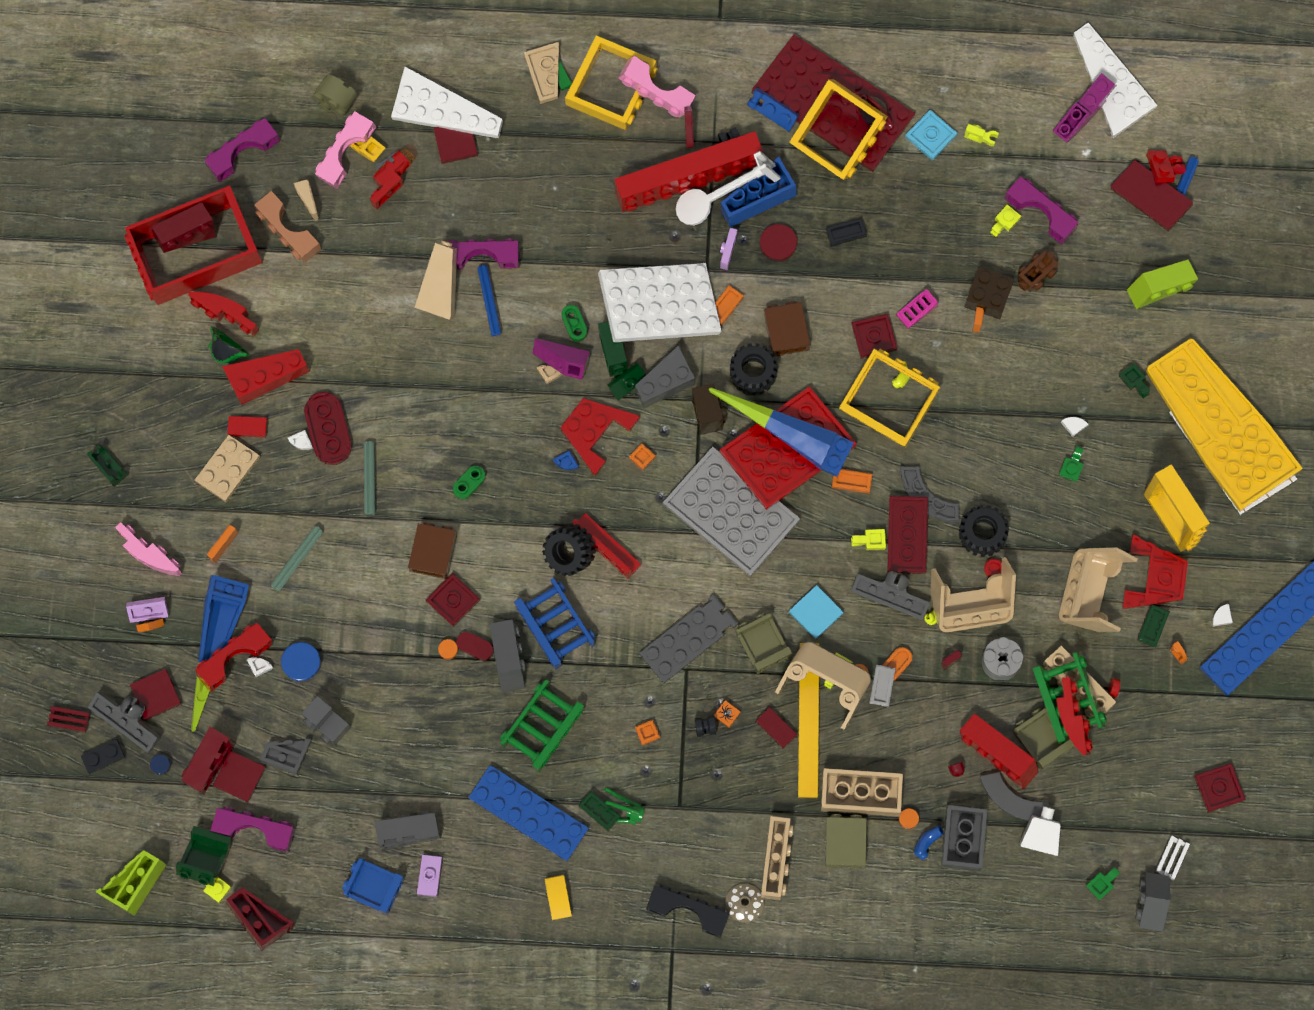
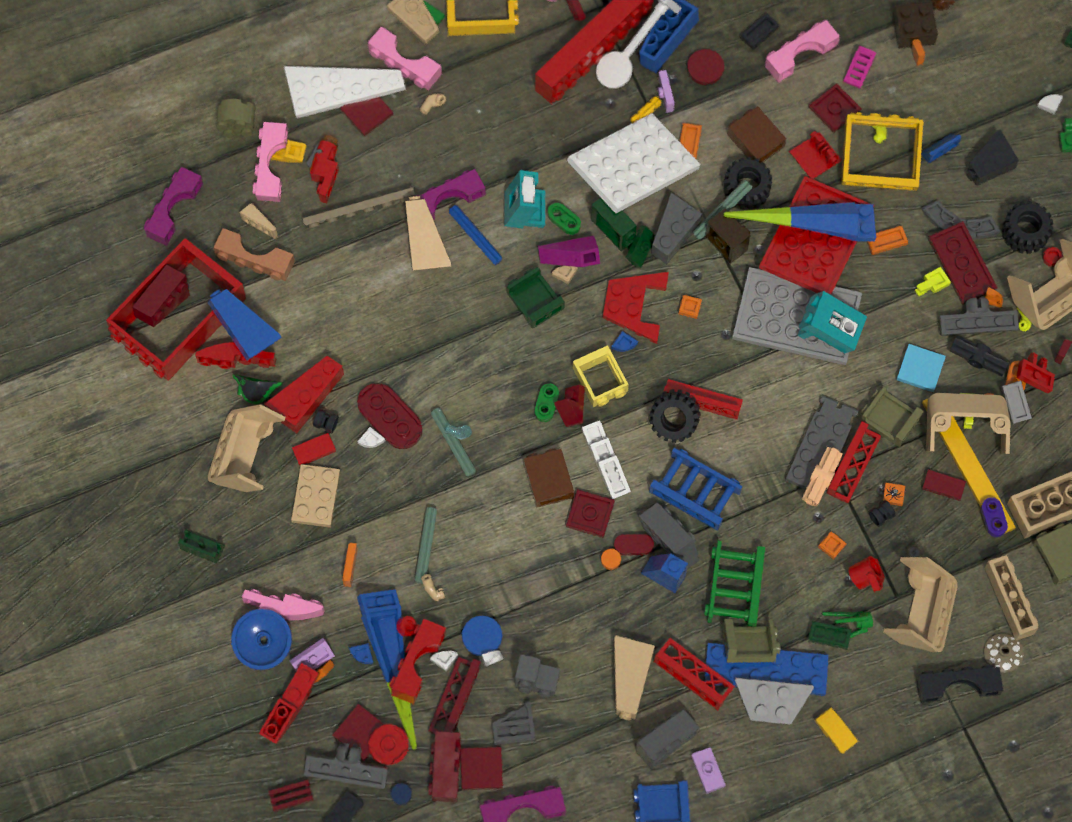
camera: 30 degrees left, 5 degrees down
(101, 570) = (248, 635): none -> blue dish
(108, 640) = (290, 703): none -> red slope
(171, 716) = (388, 744): none -> red tile
(183, 395) = (239, 446): none -> tan windscreen
(192, 626) = (362, 653): none -> blue tile
(238, 289) = (244, 326): none -> blue slope
(241, 621) = (406, 626): none -> red tile
(252, 708) = (462, 696): none -> dark red fence
(269, 406) = (325, 421): none -> black wheel
(282, 606) = (429, 587): none -> tan arm
(301, 685) = (492, 657): none -> white tile
(376, 472) = (459, 432): none -> clear light blue arm
(392, 226) = (350, 210): none -> dark tan plate
(408, 759) = (631, 670): none -> tan slope
(455, 789) = (690, 680): none -> red fence
(485, 499) = (572, 406): none -> dark red slope
(486, 685) = (666, 570): none -> blue slope
(491, 559) = (605, 459): none -> white slope
(509, 382) = (534, 297): none -> dark green panel
(516, 842) = (772, 699): none -> light grey wing
(518, 160) = (432, 101): none -> tan arm
(522, 127) = (422, 71): none -> bright pink arch
(524, 783) = (750, 643): none -> olive panel
(526, 463) = (593, 359): none -> light yellow window
(545, 293) = (523, 202): none -> teal brick
(661, 773) = (867, 573): none -> red piece
(668, 667) = (822, 476): none -> light nougat piece
(700, 832) = (930, 607): none -> tan windscreen
(703, 257) = (647, 109): none -> yellow axle
(703, 662) = (849, 456): none -> red fence
(719, 381) = (728, 204): none -> sand green axle
(741, 522) = (826, 320): none -> teal brick
(802, 778) = (994, 516): none -> dark purple plate
(831, 372) = (815, 155): none -> red hinge
(873, 627) = (979, 356): none -> black piece
(895, 264) = (820, 38): none -> bright pink arch
(914, 670) = (1036, 374): none -> red hinge
(917, 581) = (994, 297): none -> orange tile
(949, 419) = (941, 147): none -> blue slope
(987, 453) = (992, 160): none -> black slope

